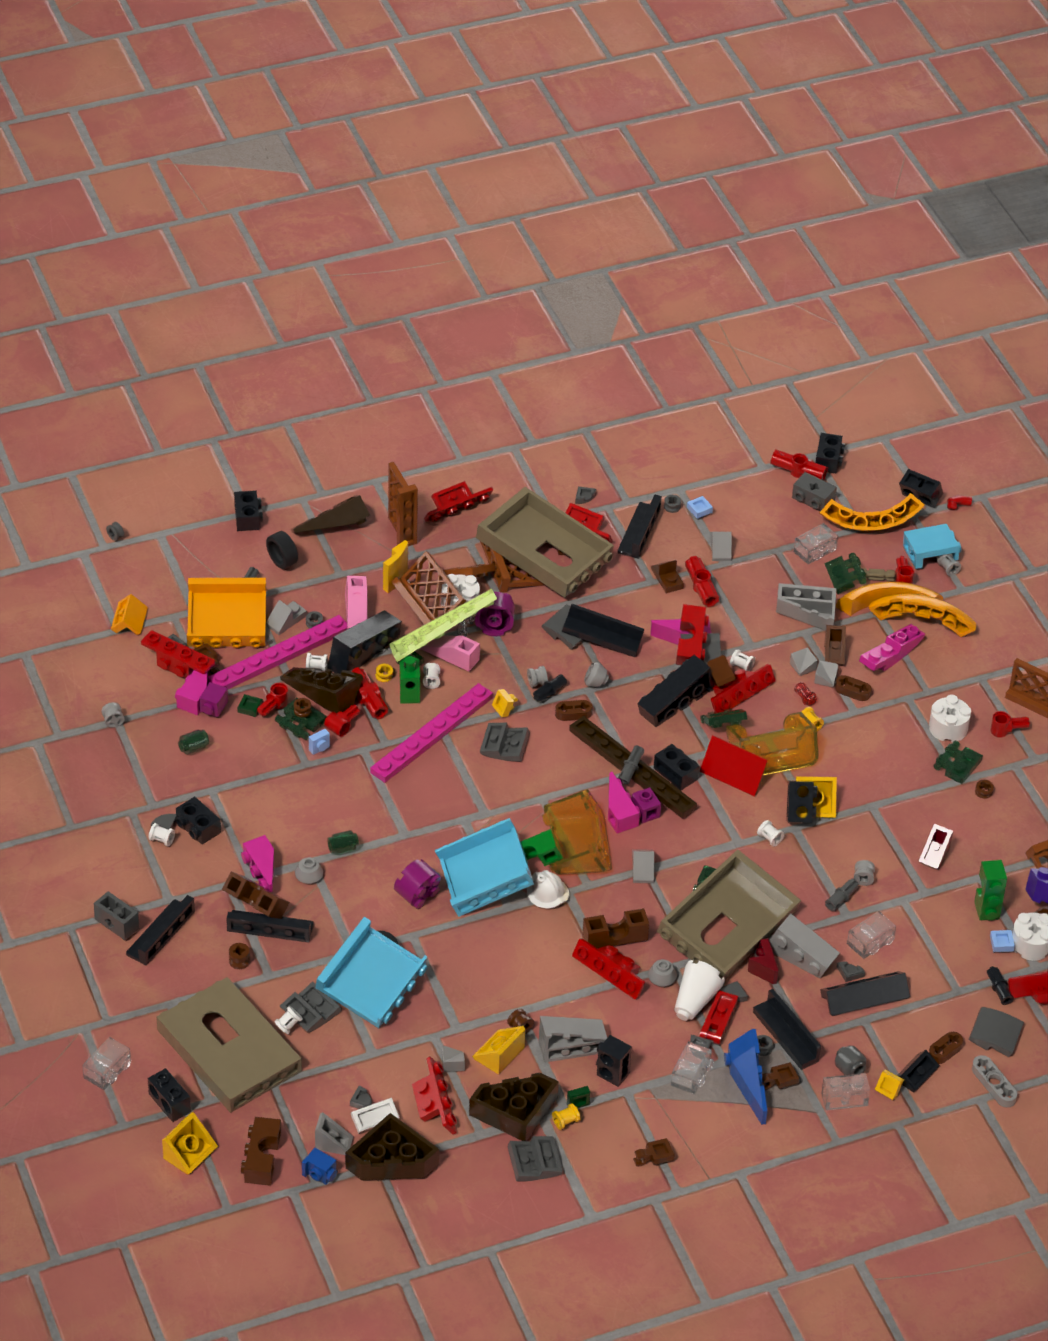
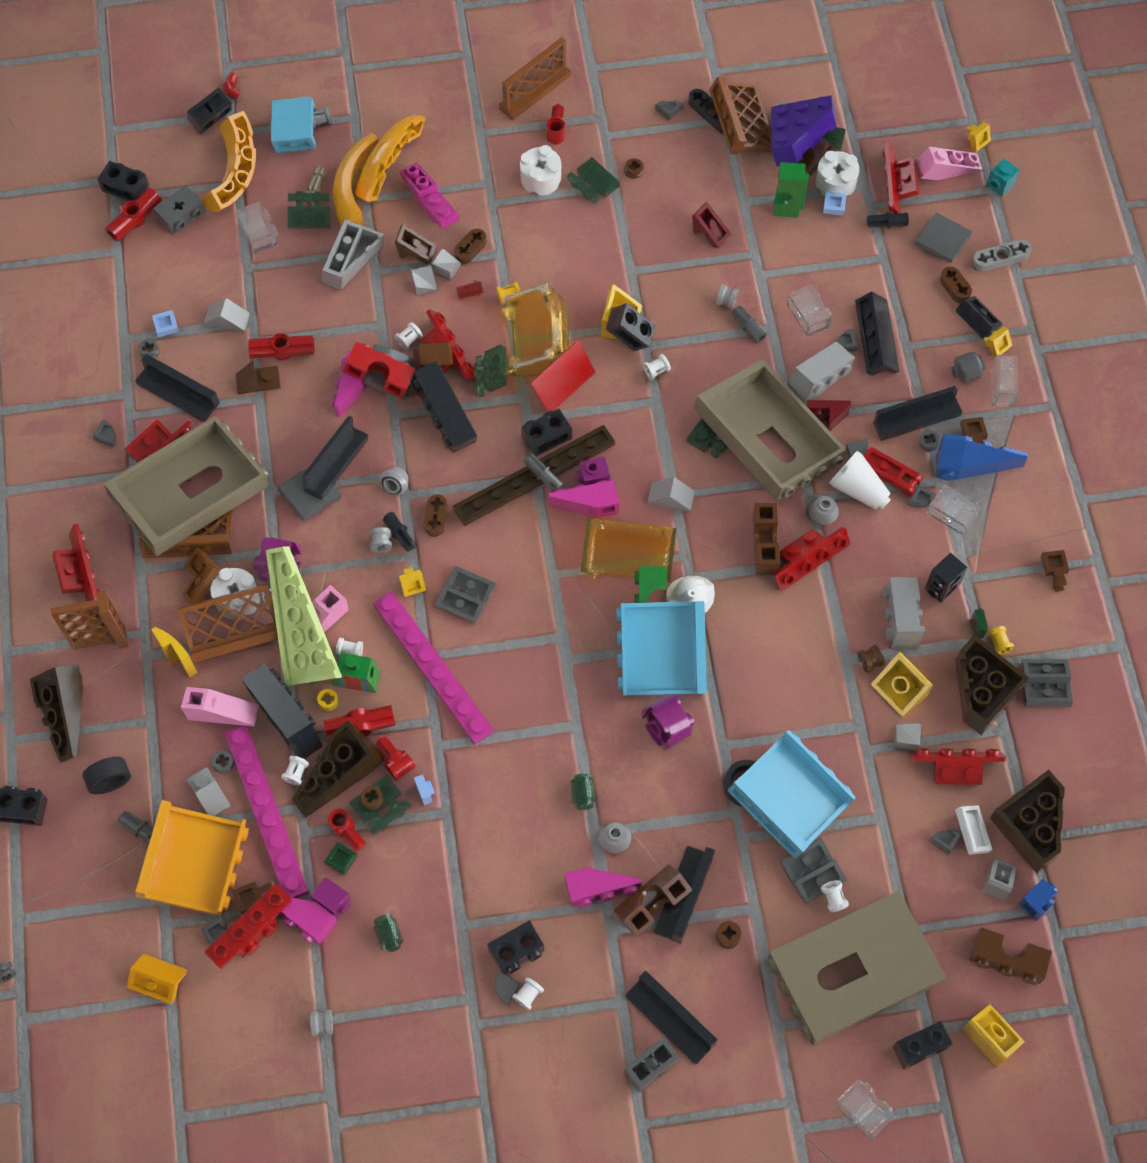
camera: 75 degrees left, 20 degrees up
(904, 572) = (327, 158): red axle -> none

